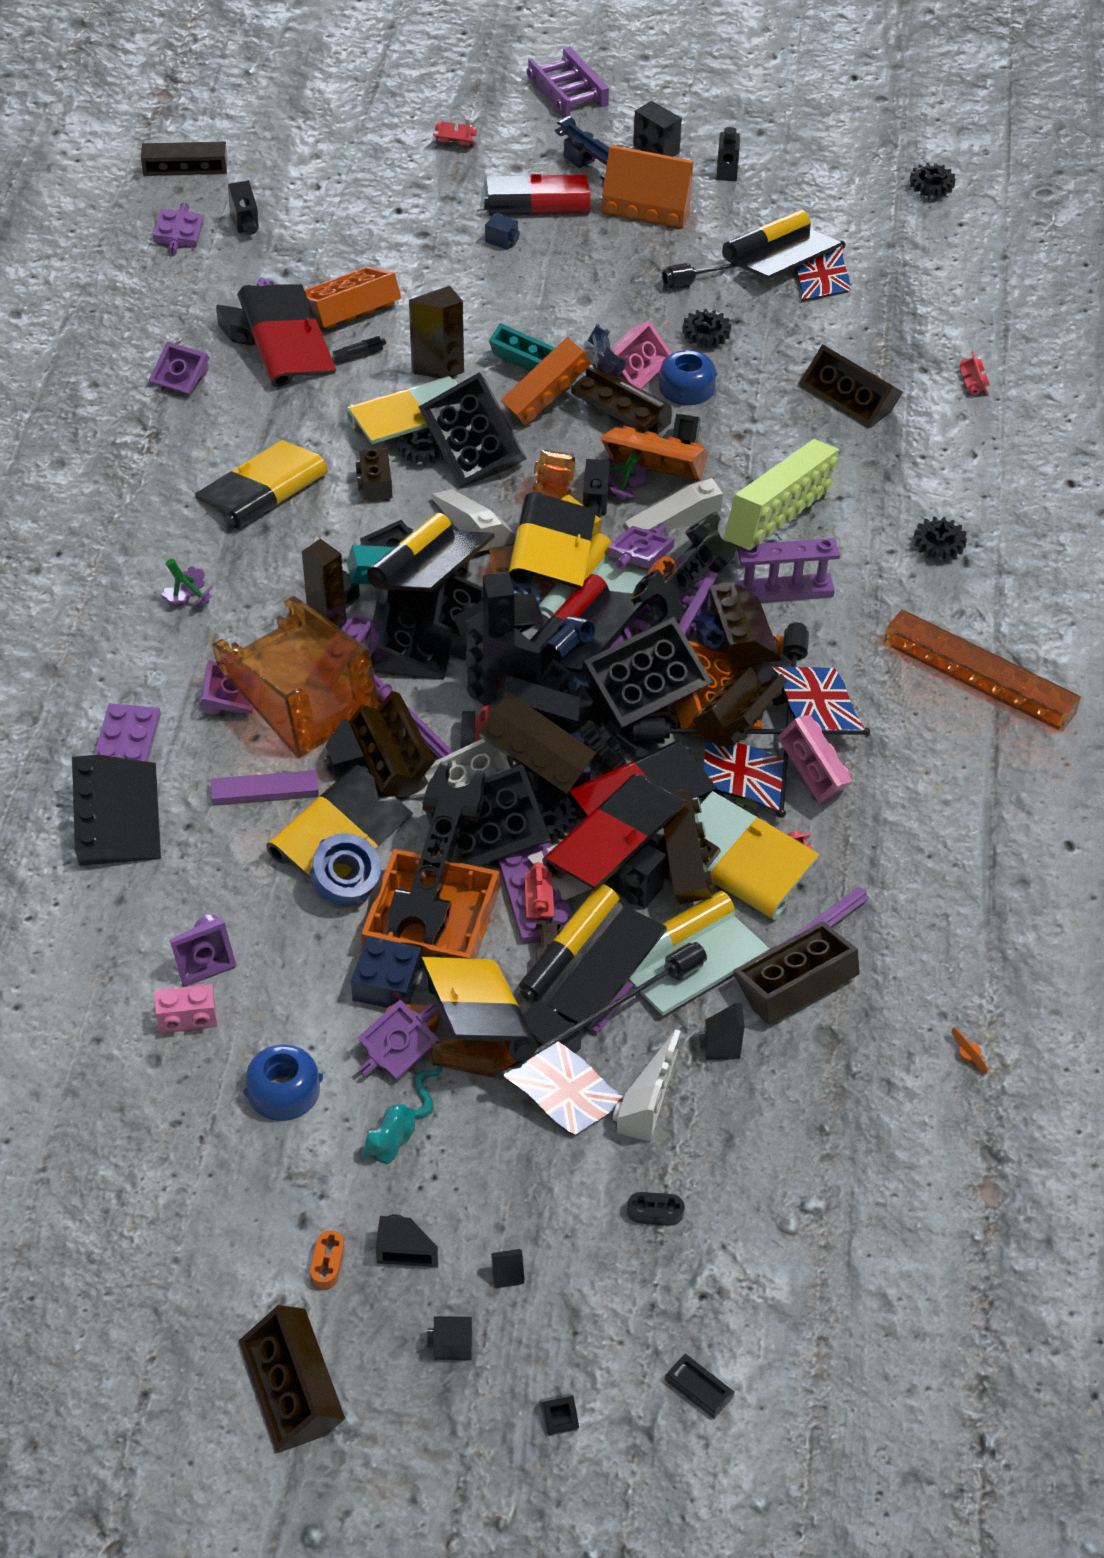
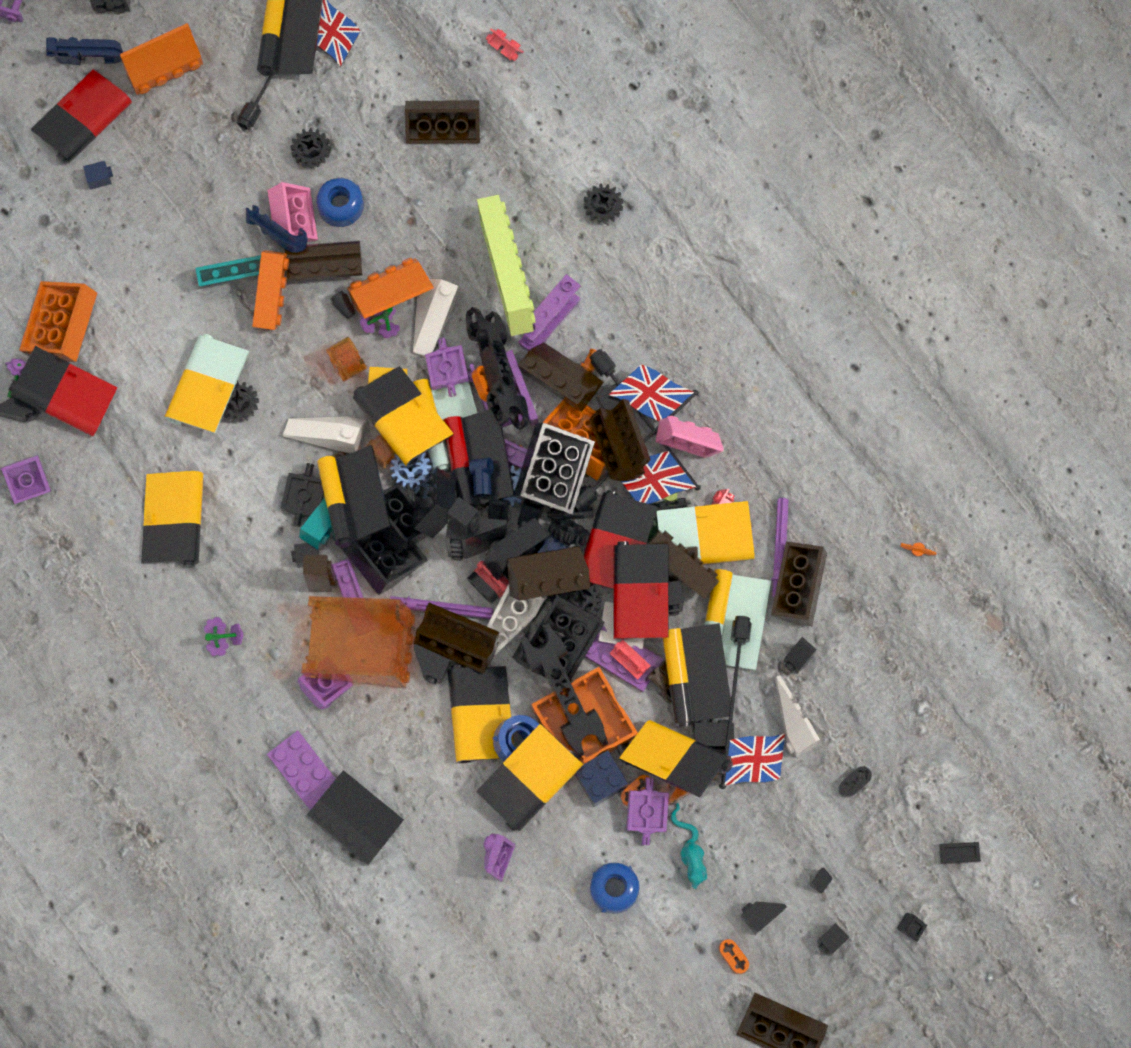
camera: 45 degrees left, 25 degrees up
(185, 1008) = (520, 899): bright pink brick -> none
(264, 787) = (410, 725): medium lavender tile -> none
(314, 903) = (530, 778): none -> door
(358, 349) = (114, 359): black piece -> none
(375, 474) = (237, 452): dark brown brick -> none
(437, 333) = (173, 315): dark brown slope -> none
(472, 431) = (266, 370): black slope -> none
(596, 495) = (377, 340): black torso -> none
(599, 450) = (342, 304): none -> black cone
(686, 428) = (384, 250): black slope -> none
(709, 630) = (547, 397): dark blue piece -> none
(982, 670) = (710, 285): clear orange brick -> none

